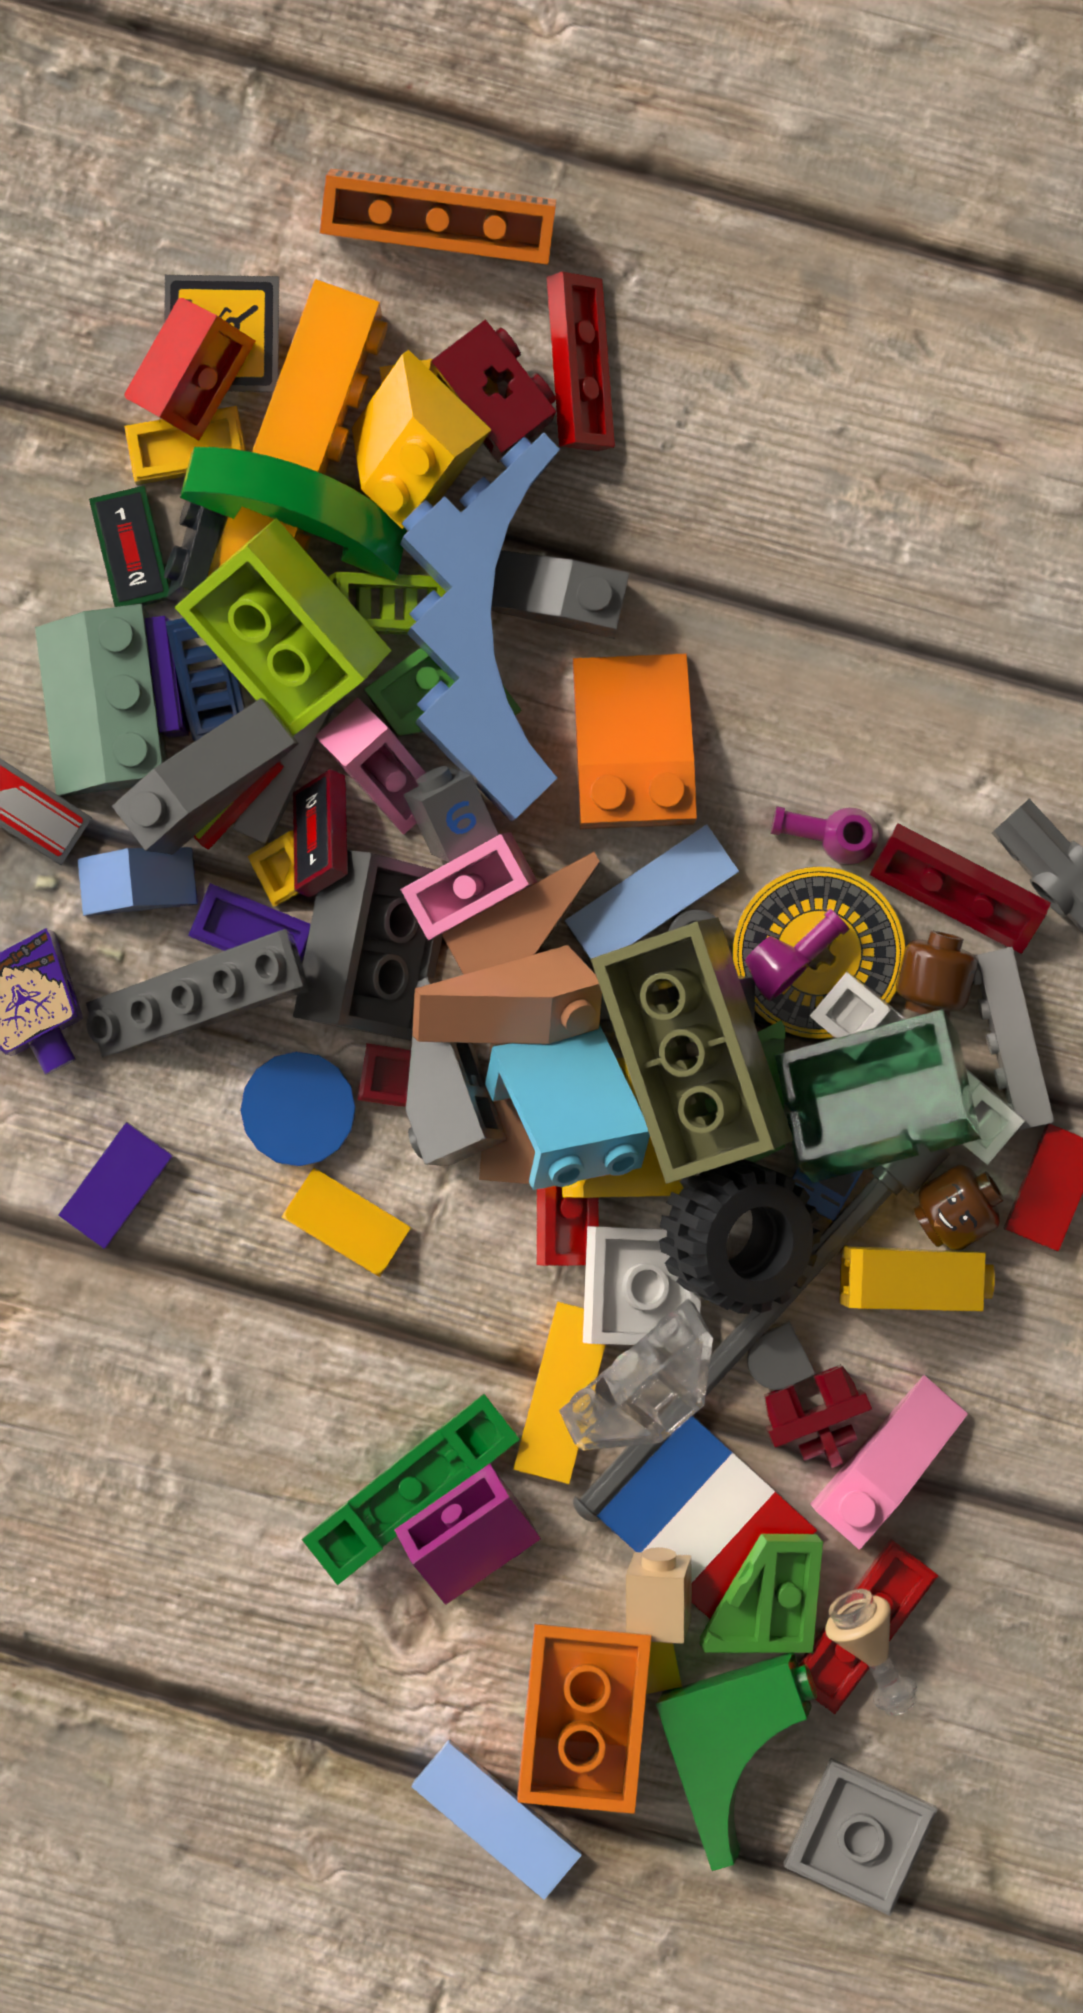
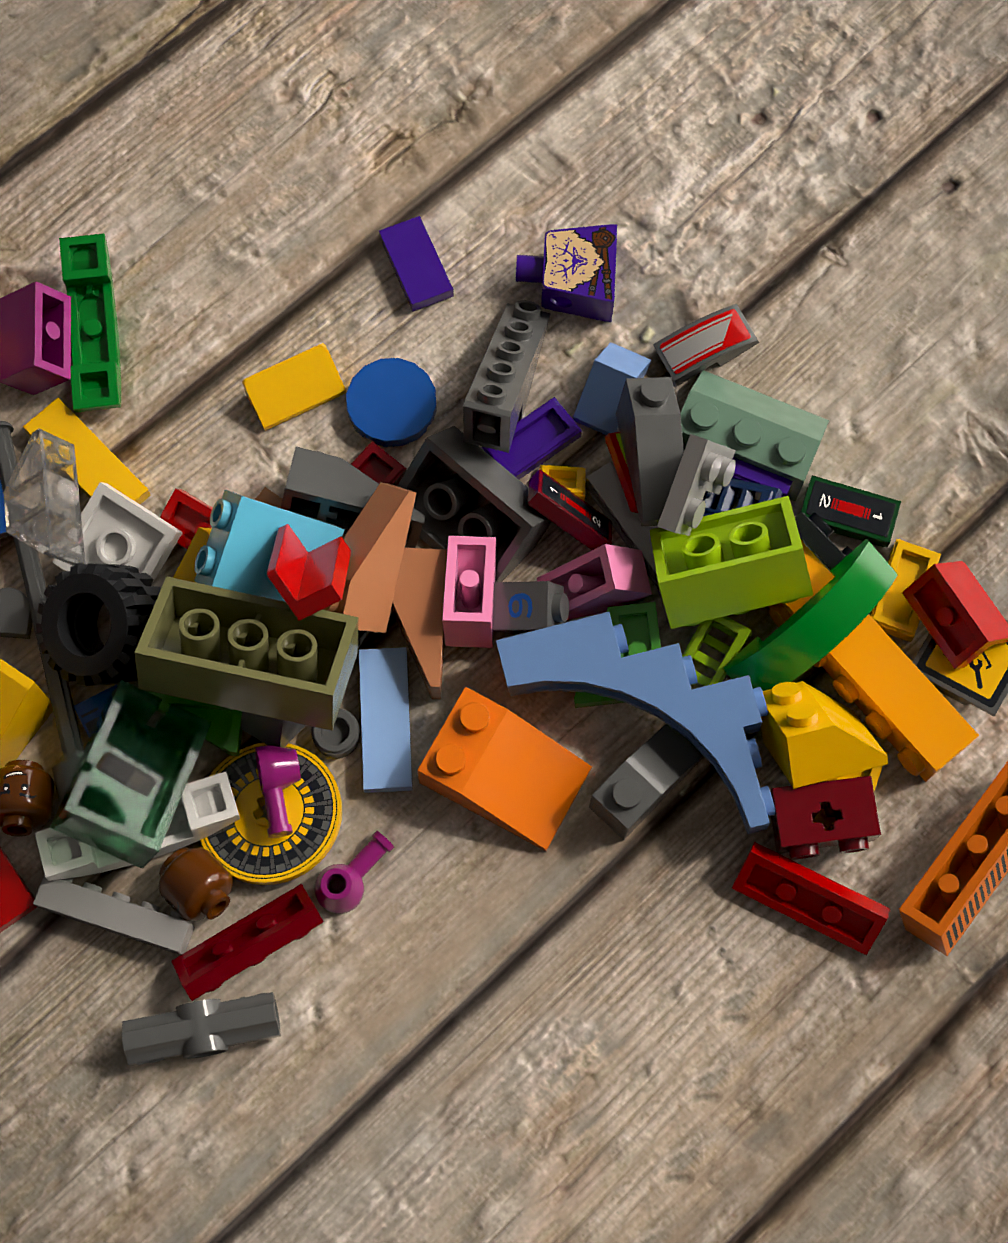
camera: 120 degrees right, 15 degrees down
(203, 705) = (701, 469): none -> light grey plate
(575, 1035) = (307, 578): none -> red panel
(891, 1089) = (126, 773): none -> dark grey tile

